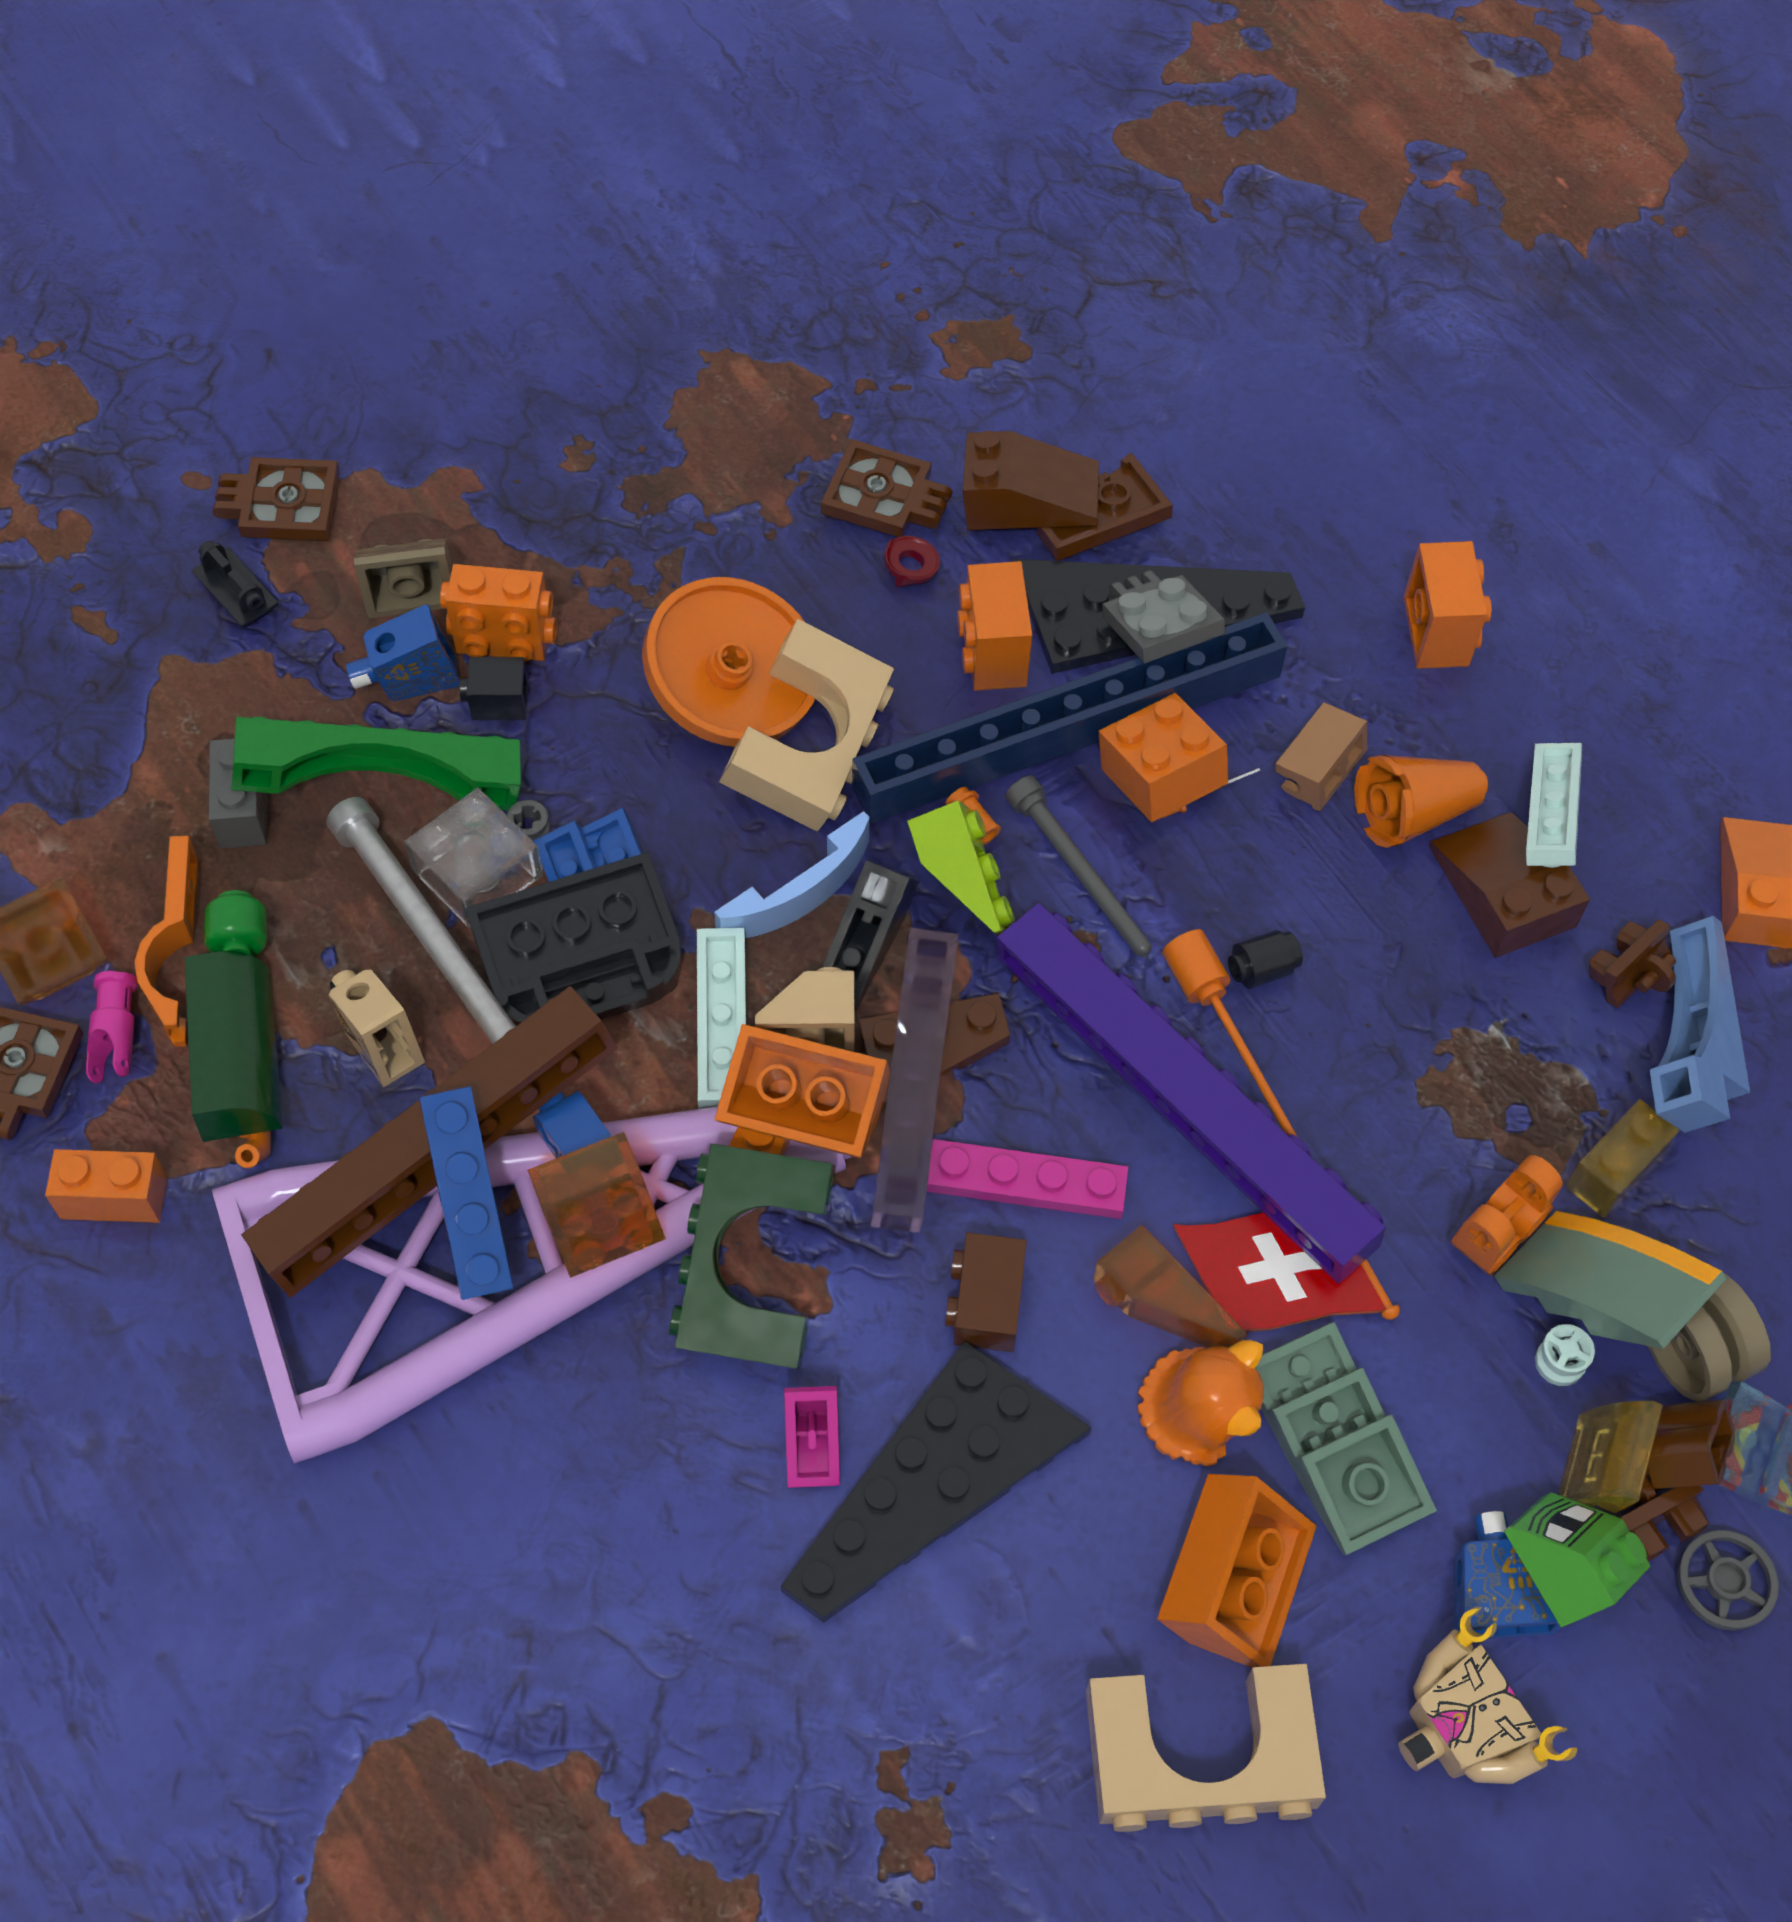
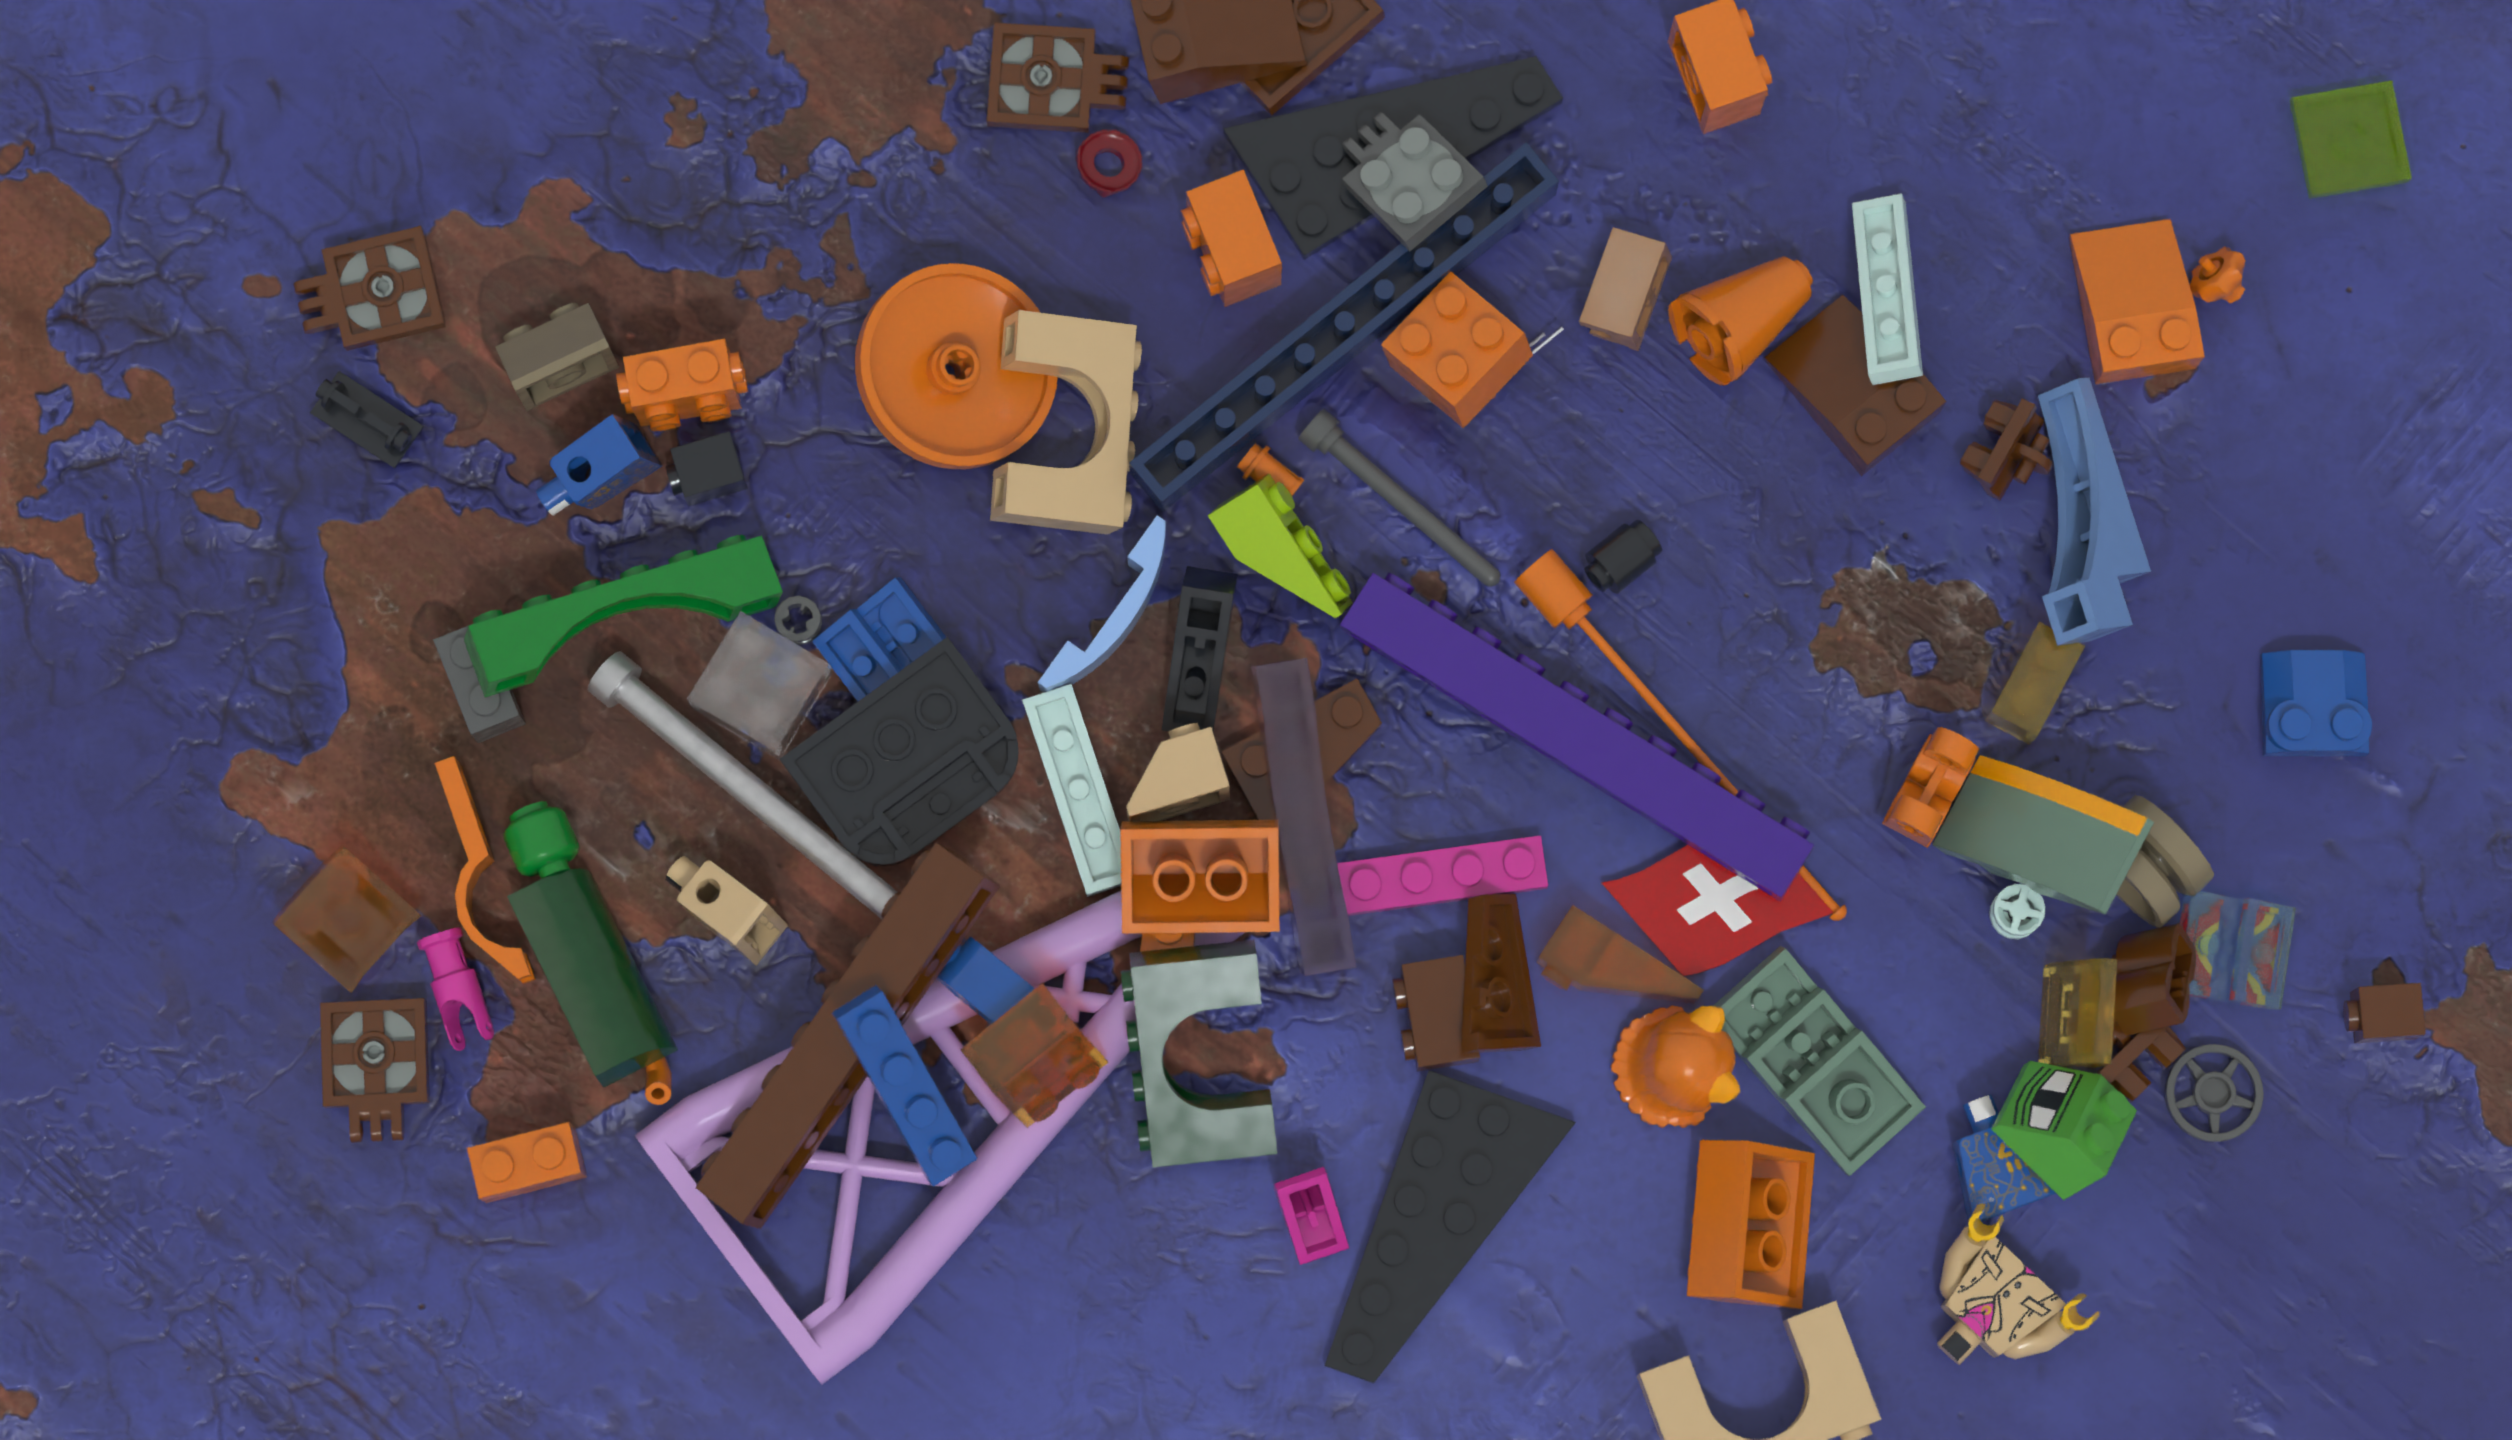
camera: 15 degrees left, 20 degrees up
(1051, 1276) = (1497, 985): none -> reddish brown wing

